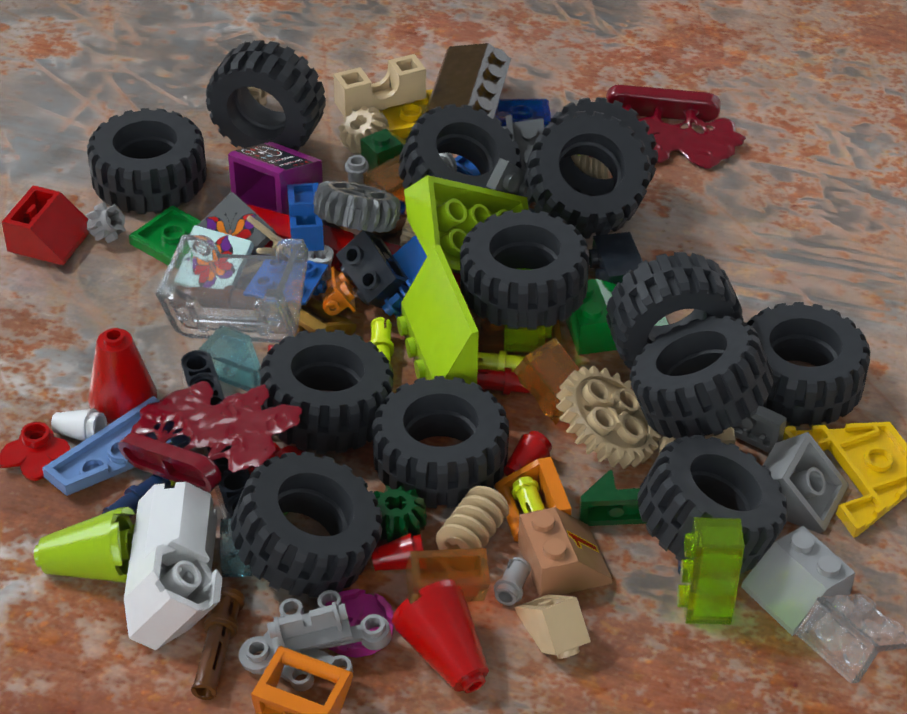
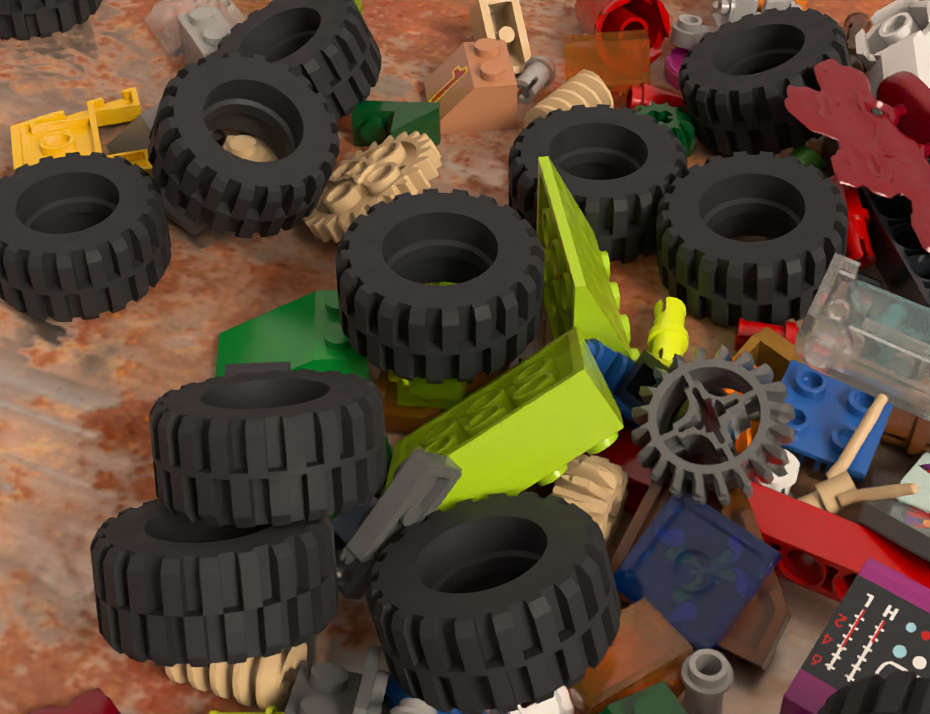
camera: 170 degrees left, 0 degrees up
(303, 220) = (809, 522): blue slope -> none
(526, 492) = (494, 143): neon yellow pin -> none
(529, 448) = (485, 181): red cone -> none
(550, 490) = (477, 160): orange tile -> none
(661, 289) = (239, 187): black tyre -> none

